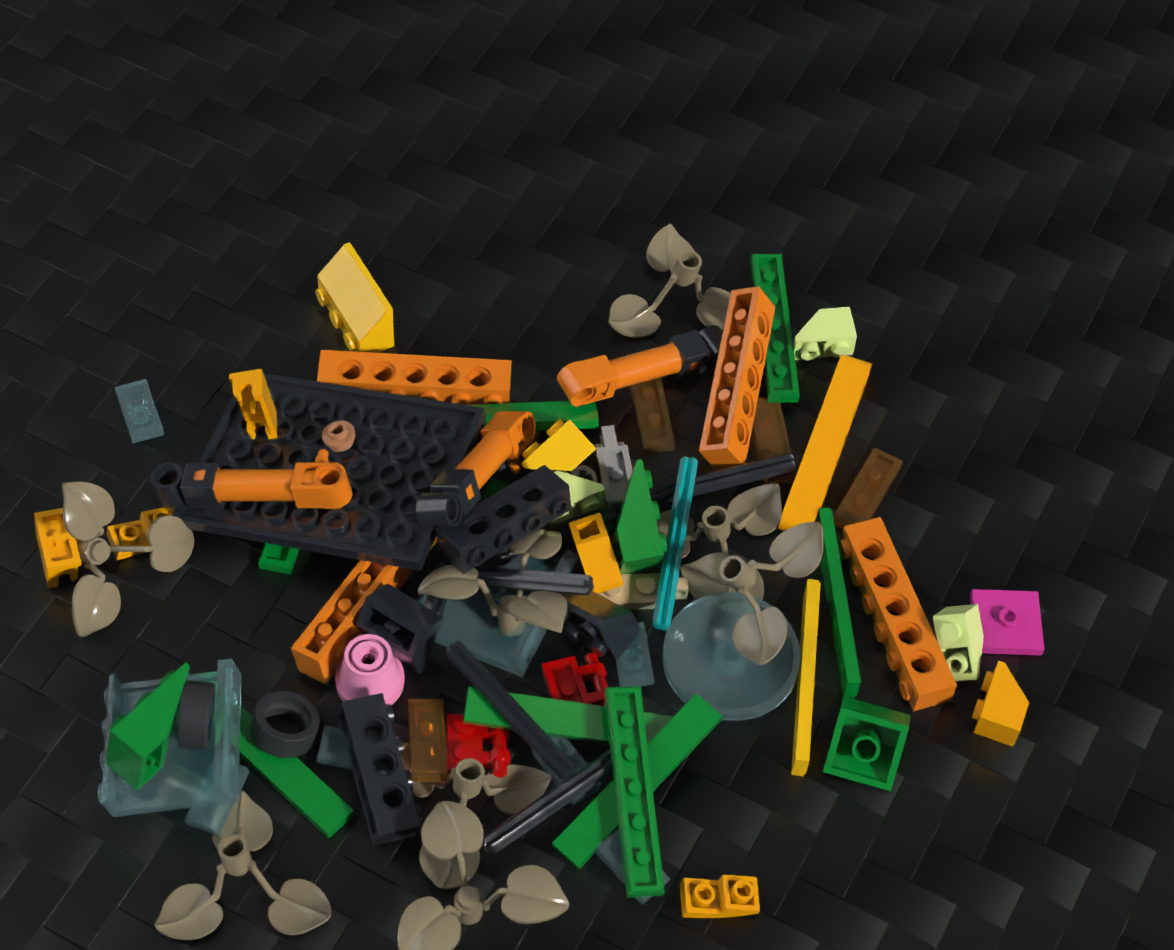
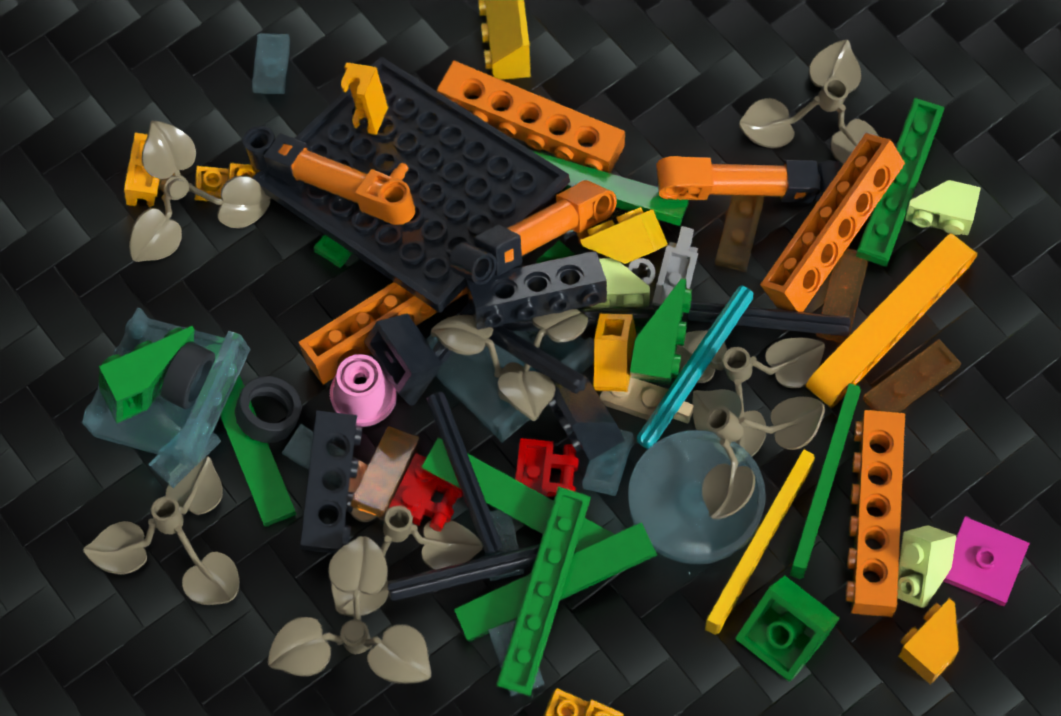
camera: 30 degrees right, 10 degrees up
(338, 435) = (431, 158): nougat plate -> none

